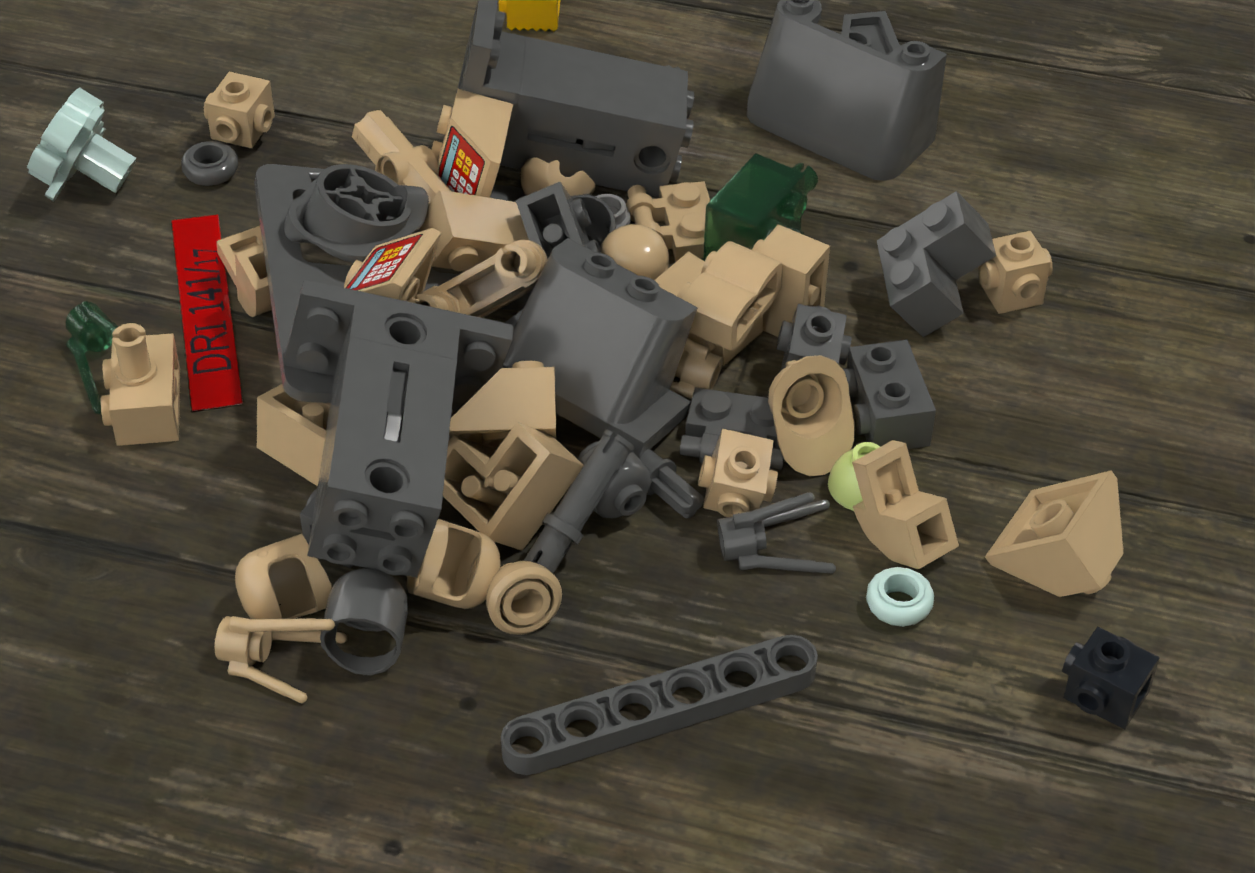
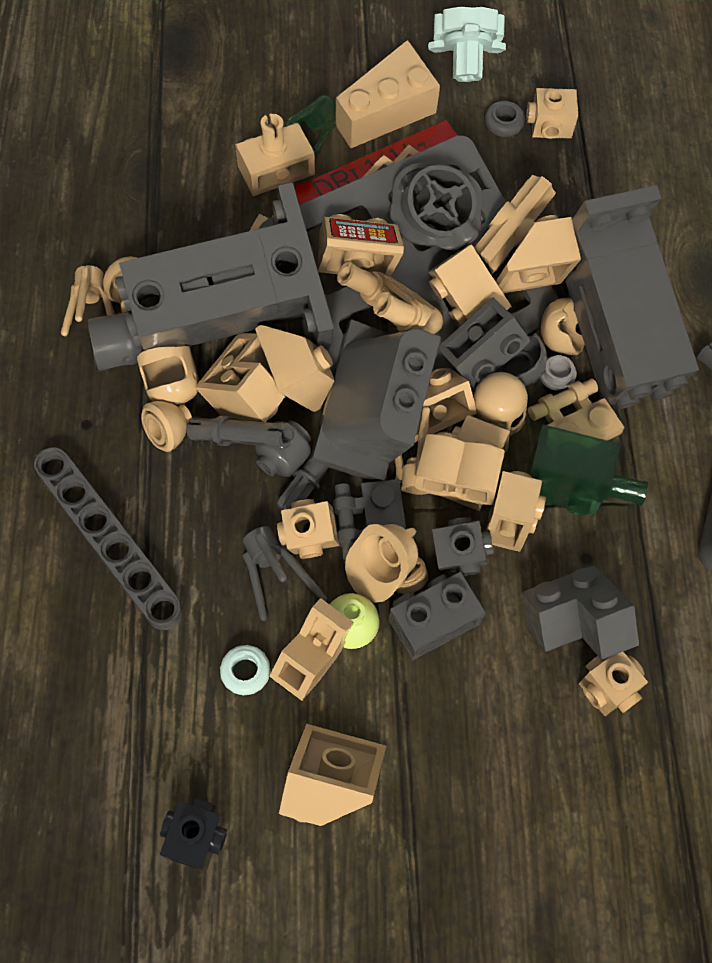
camera: 70 degrees right, 20 degrees up
(111, 249) = (387, 97): none -> tan wedge

